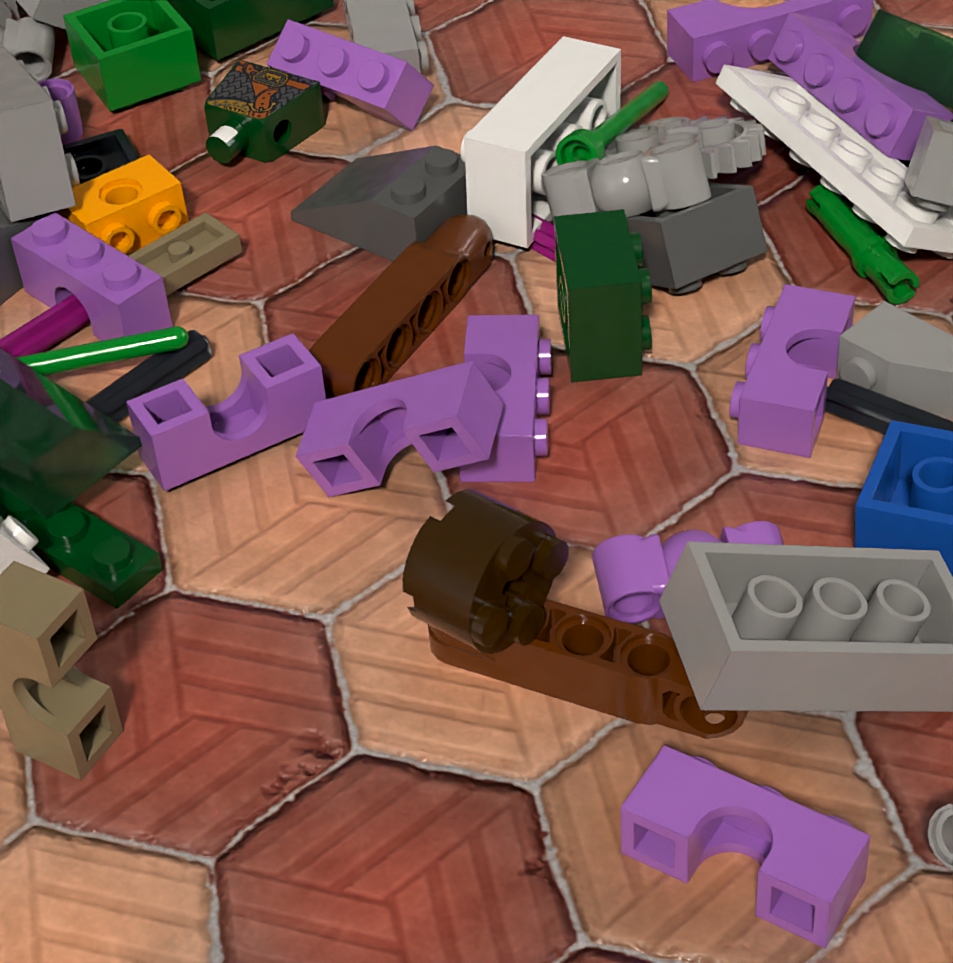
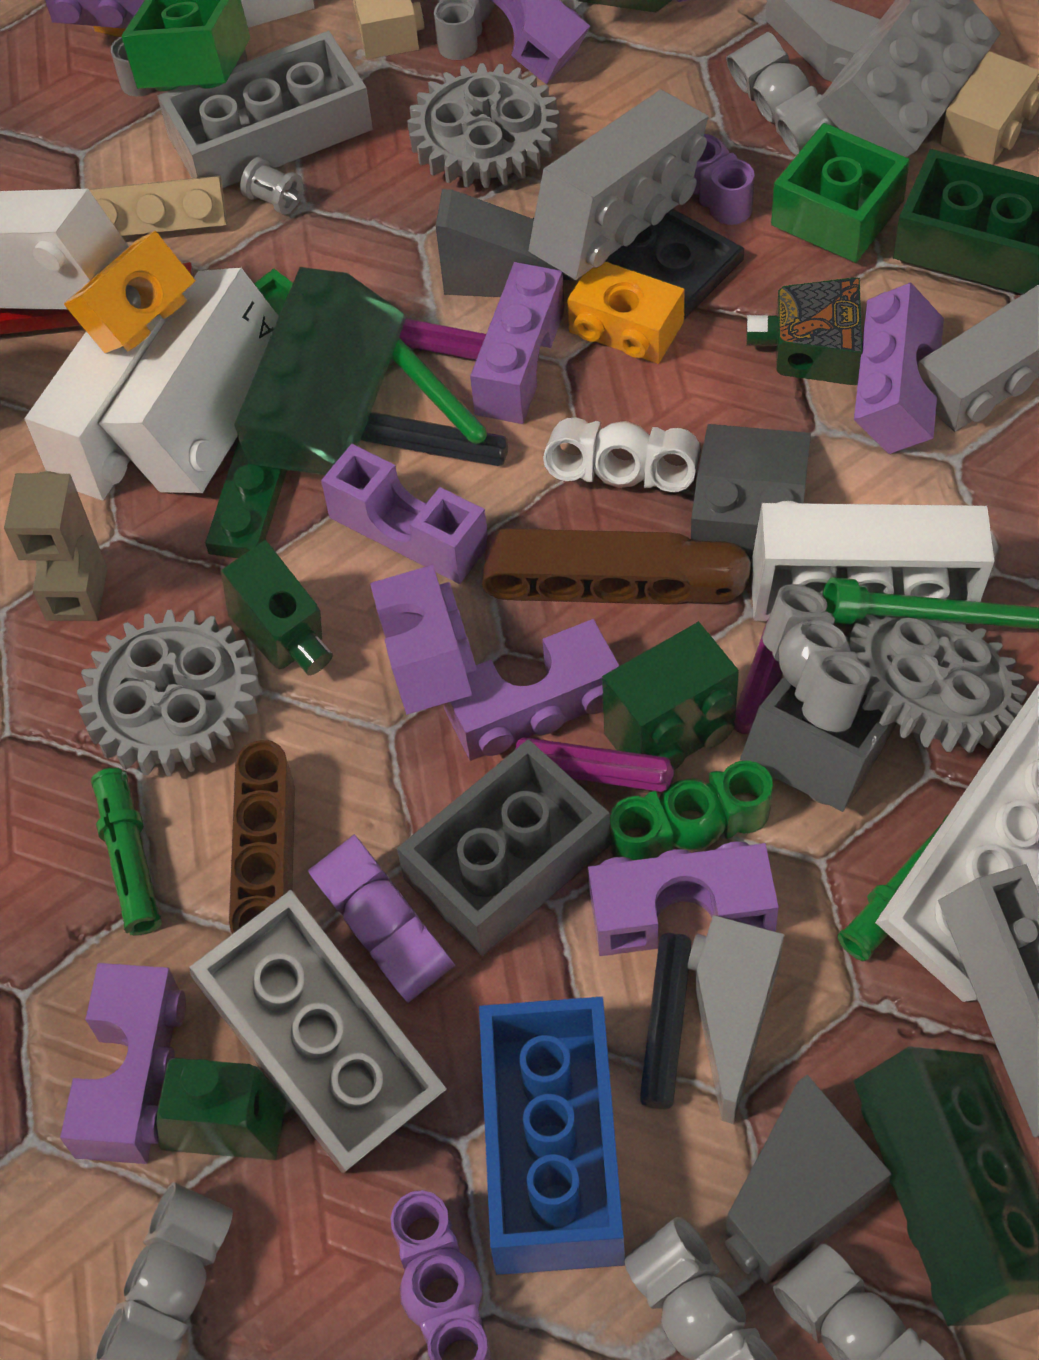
camera: 65 degrees right, 15 degrees up
(189, 251) = (595, 380): dark tan plate -> none
(267, 541) = (275, 610): none -> dark green torso
(287, 257) = (599, 460): none -> white piece
(287, 674) = (169, 692): none -> light grey gear
(464, 773) = (121, 831): none -> green pin
(483, 572) = (235, 767): dark brown brick -> none
(617, 376) = (608, 765): none -> magenta axle
(675, 449) = (505, 846): none -> dark grey brick
(711, 338) = (713, 800): none -> green piece
(863, 741) = (212, 1108): none -> dark green torso

